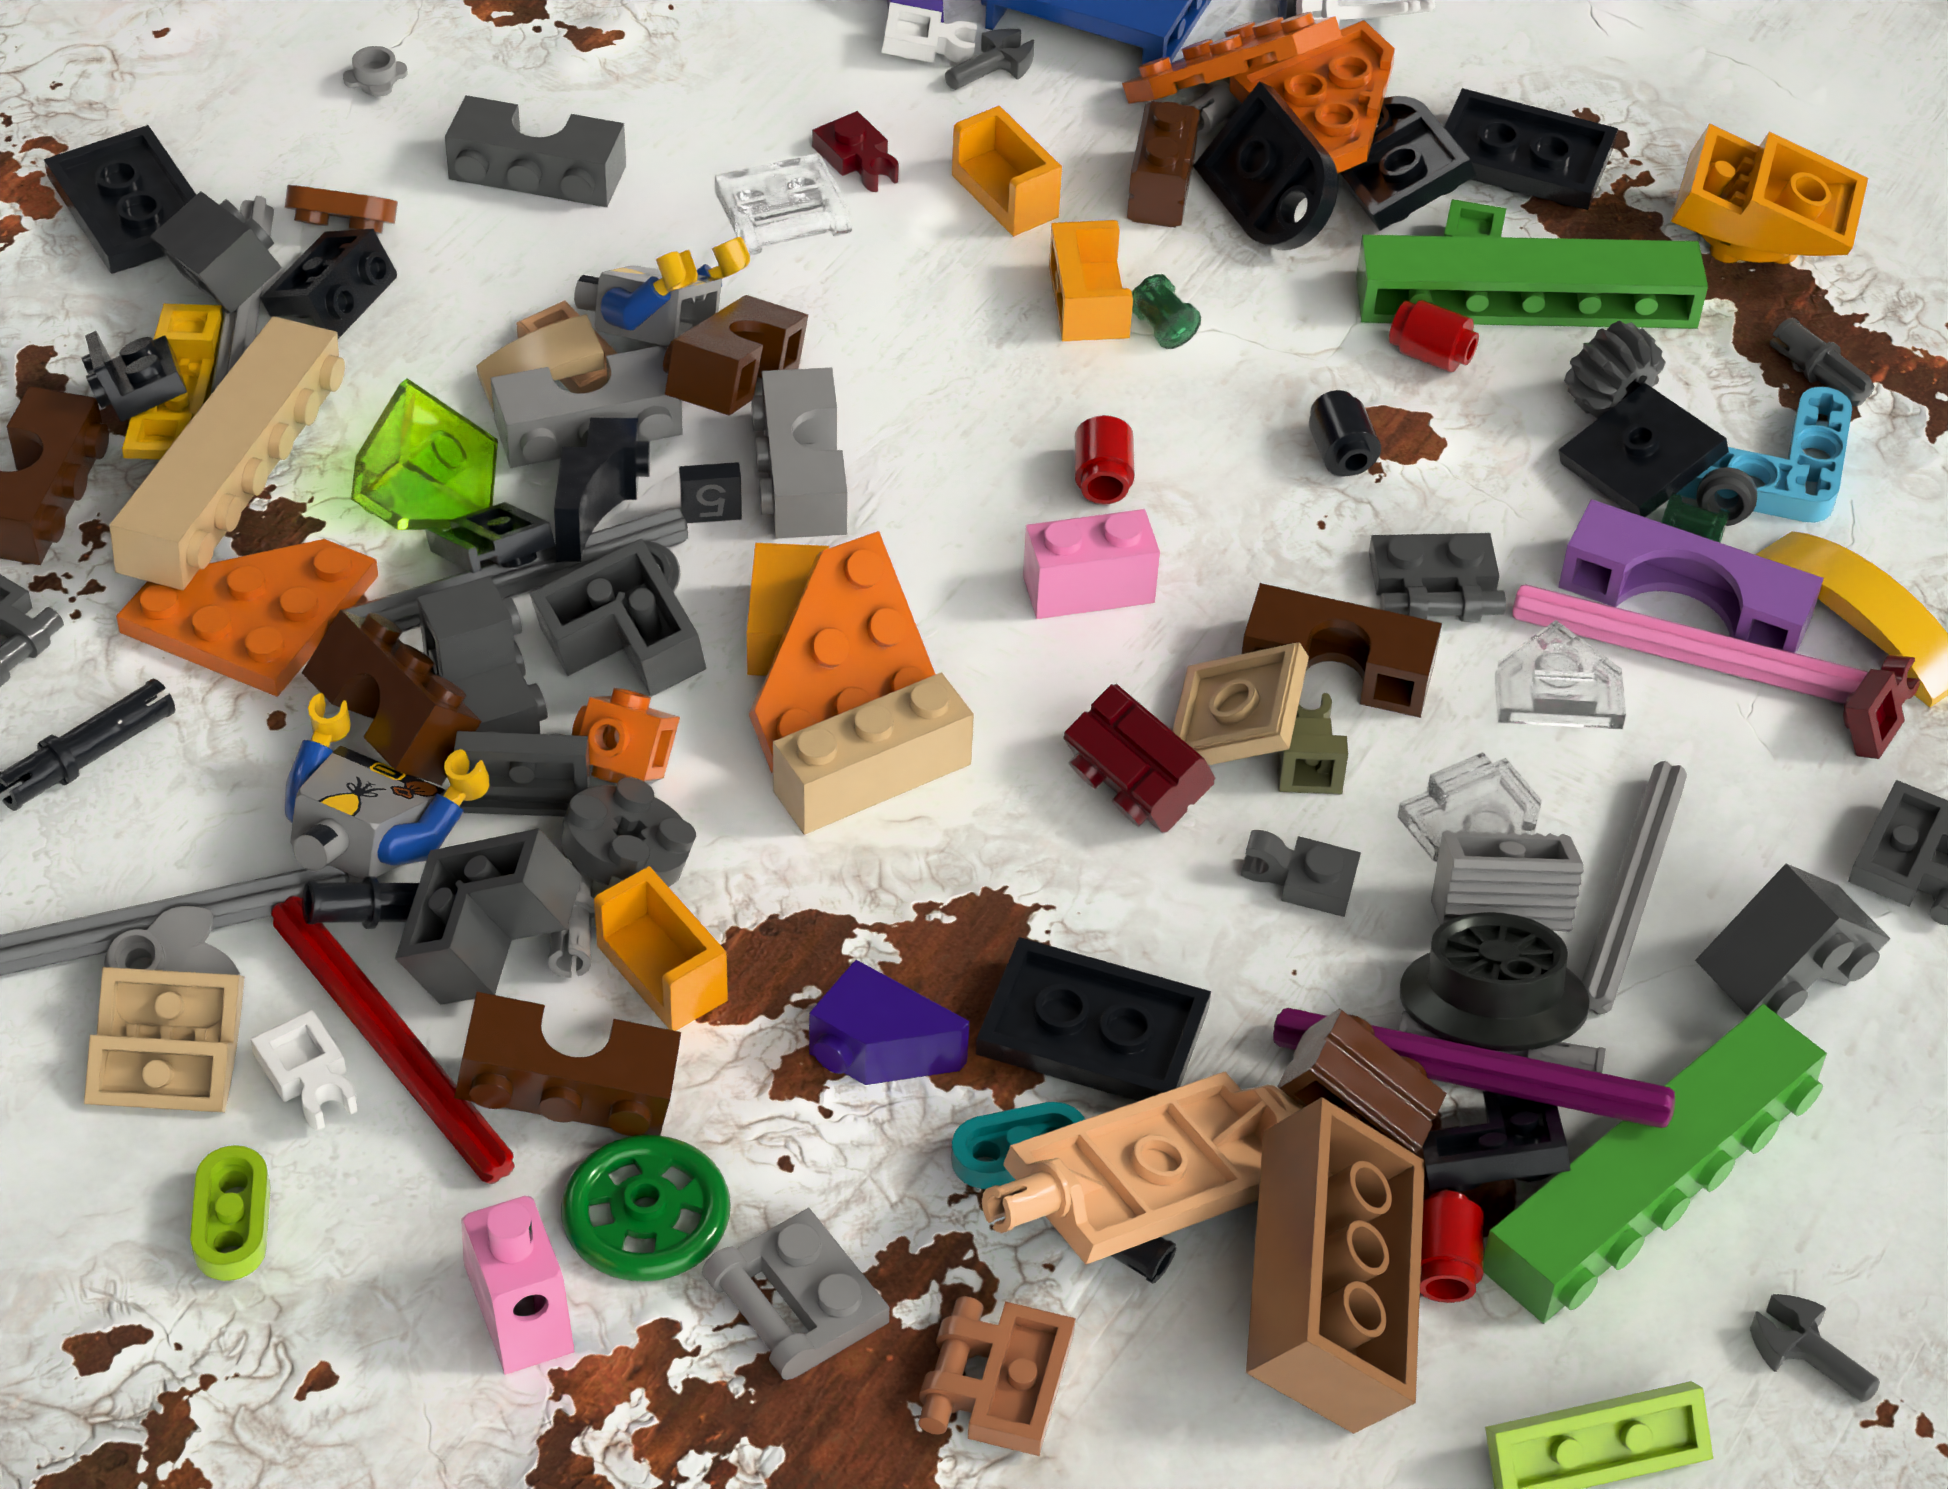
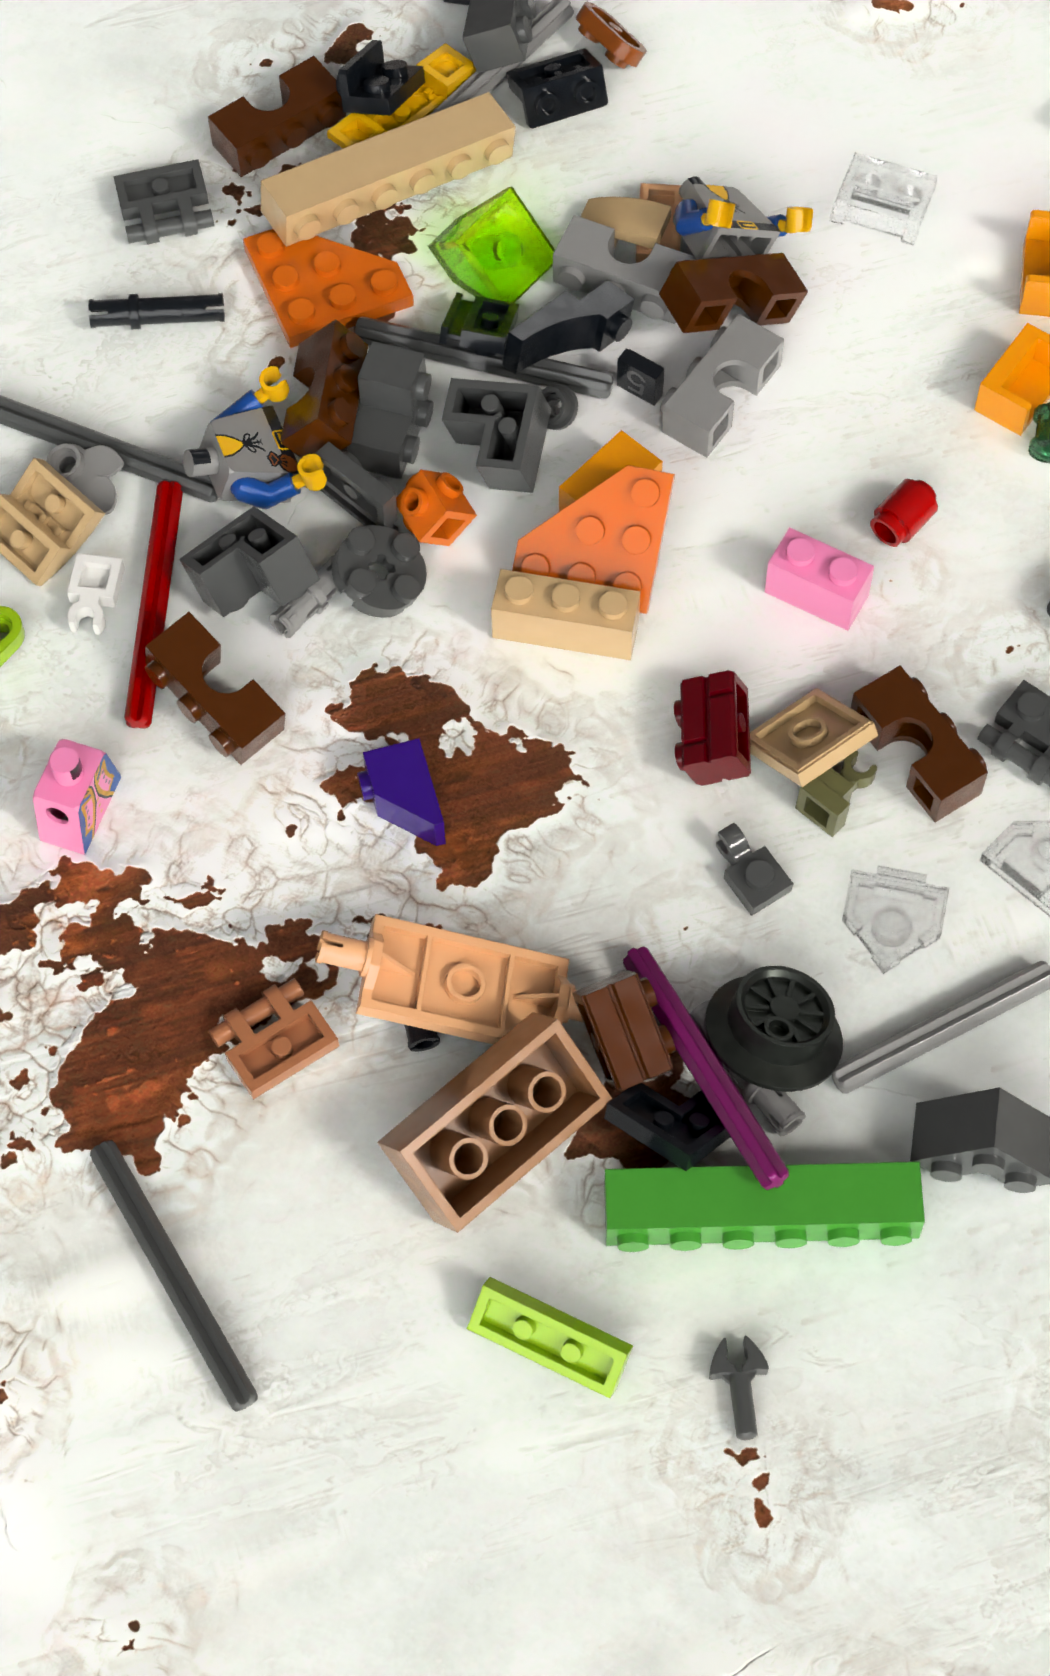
camera: 45 degrees right, 15 degrees up
(358, 902) = (199, 508): black axle -> none
(572, 165) = (779, 90): dark grey arch -> none
(661, 948) = (333, 654): light orange panel -> none
(674, 1250) = (182, 836): green plate -> none
(813, 1280) = (235, 911): light grey plate -> none
(857, 146) = (974, 185): dark red plate -> none
(995, 1132) = (415, 905): teal plate -> none
(1092, 1022) = (528, 873): black plate -> none
(1451, 1247) = (584, 1158): red brick -> none
(1508, 875) = (851, 966): light grey brick -> none

